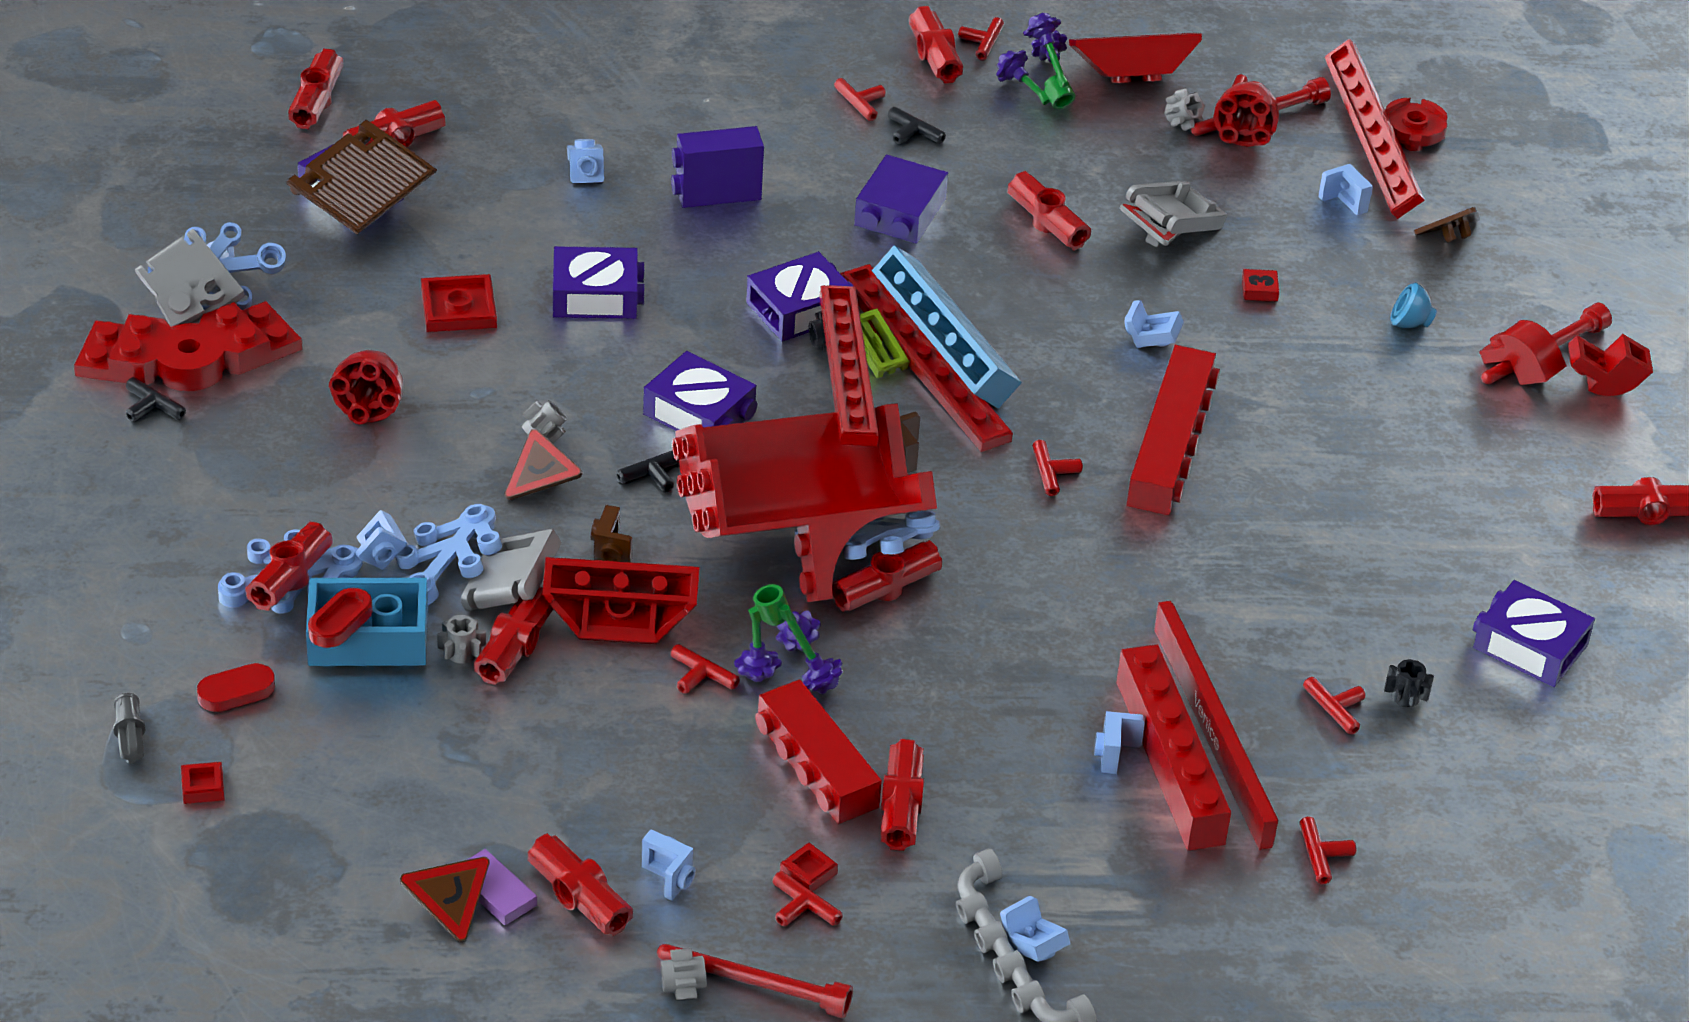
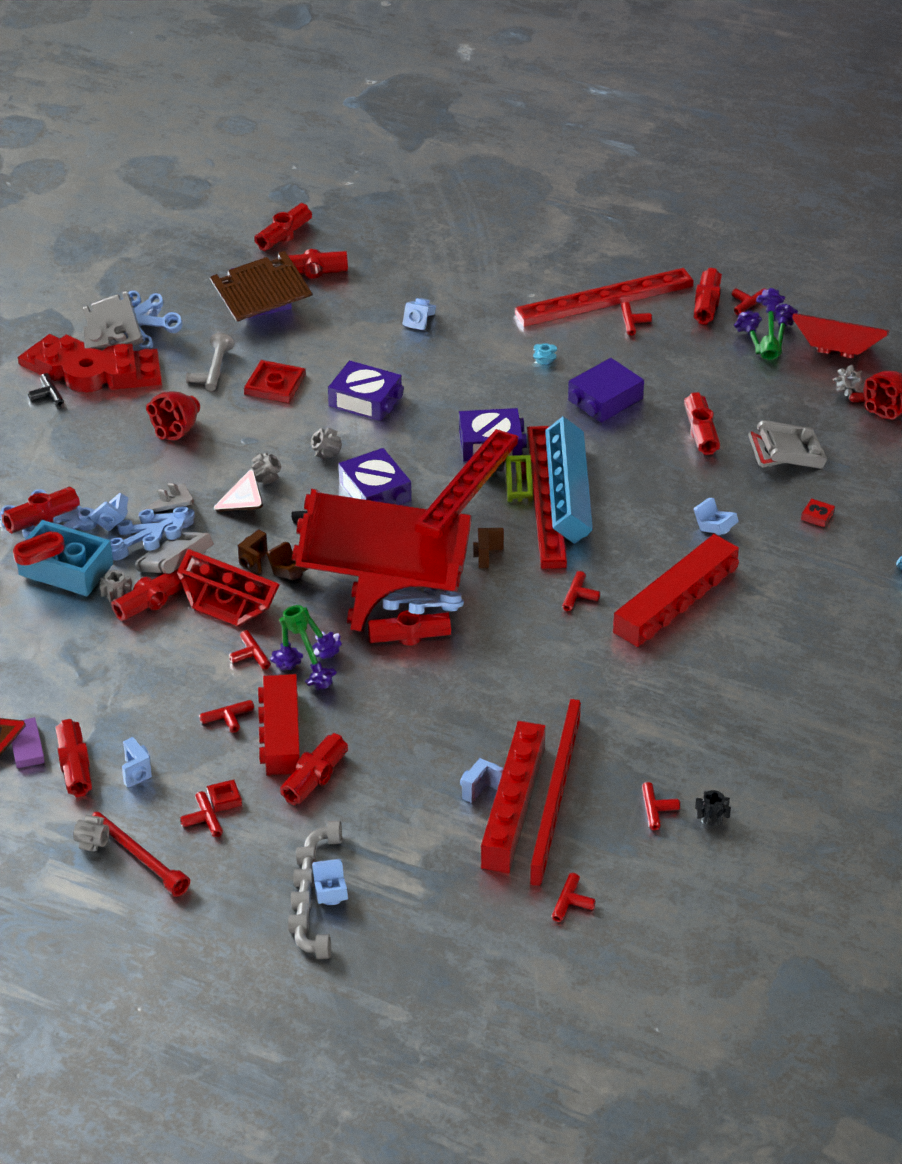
camera: 30 degrees right, 0 degrees up
(353, 269) = (221, 342): none -> light grey piece
(447, 498) = (177, 497): none -> light grey piece
(599, 366) = (326, 443): none -> light grey gear
(668, 542) = (282, 564): none -> reddish brown bracket
(718, 167) = (492, 337): dark purple brick -> none
(734, 760) = (228, 714): none -> red piece
(786, 172) = (545, 353): none -> medium azure plate
(807, 76) = (603, 297): none -> red tile
(912, 126) = (653, 345): black piece -> none
(1532, 632) = (831, 803): dark purple brick -> none

